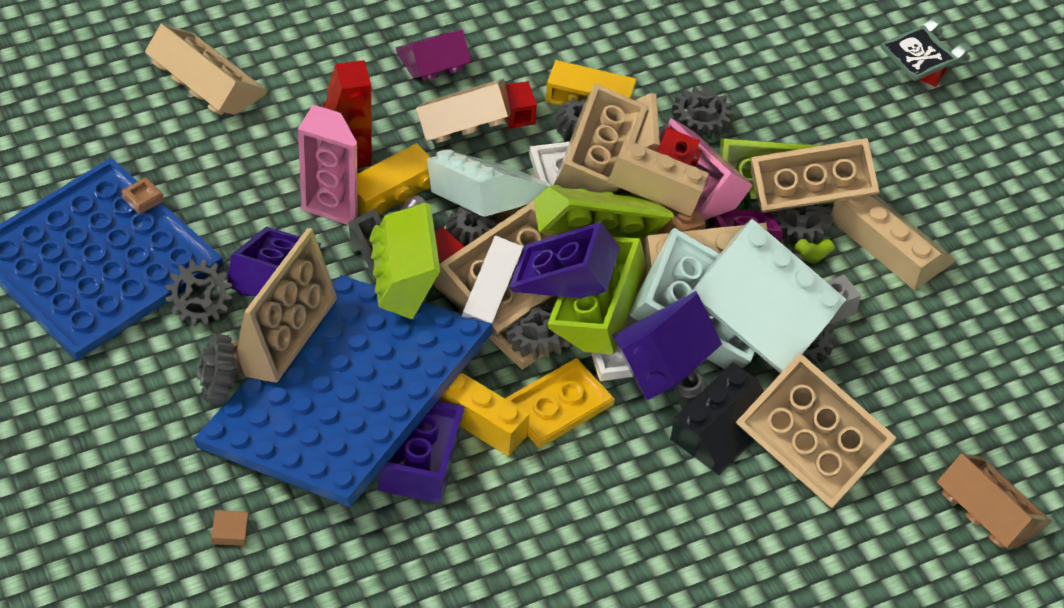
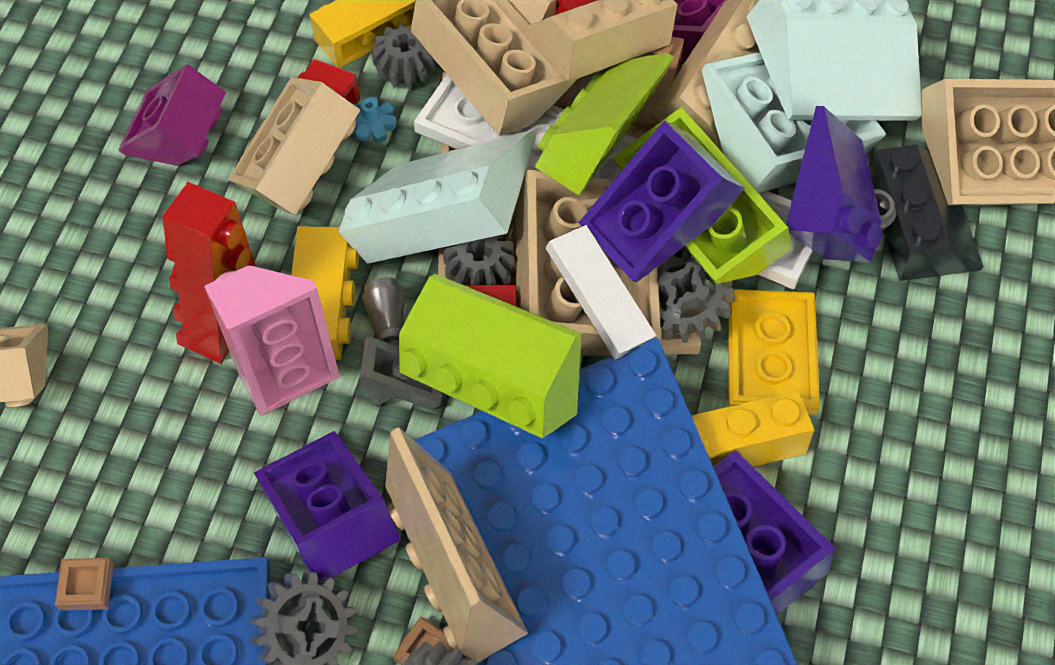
camera: 45 degrees left, 10 degrees up
(524, 135) = (374, 120): none -> dark azure plant

